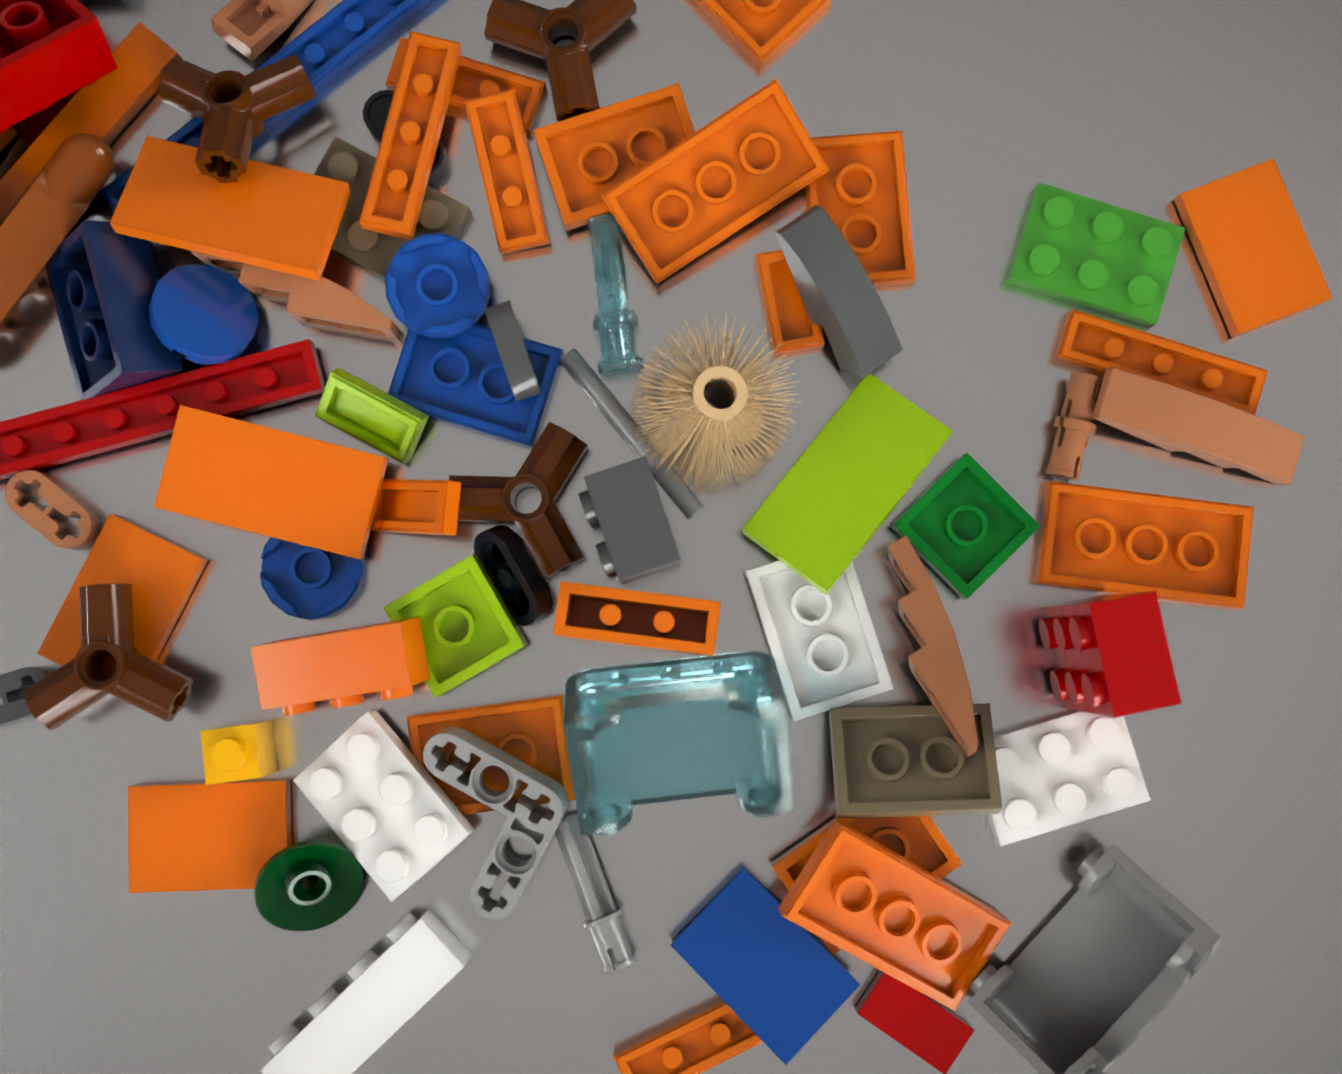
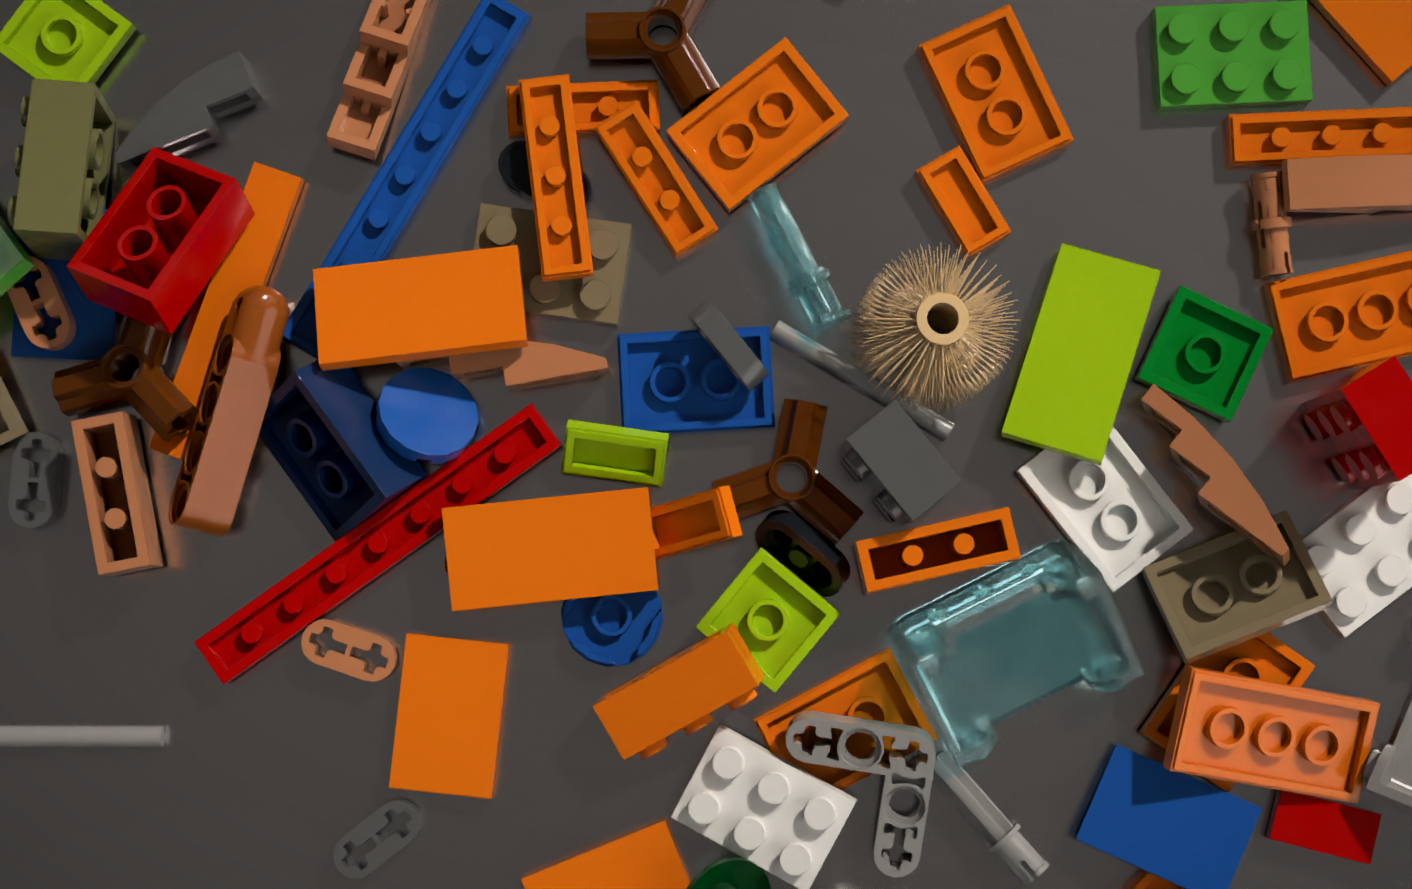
camera: 15 degrees left, 0 degrees up
(139, 680) = (445, 799): reddish brown piece -> none
(232, 108) = (362, 210): reddish brown piece -> none
(239, 752) = (614, 808): yellow brick -> none
(437, 286) = (634, 310): blue tile -> none
(715, 182) = (855, 119): orange tile -> none
(838, 293) = (1010, 183): dark grey slope -> none

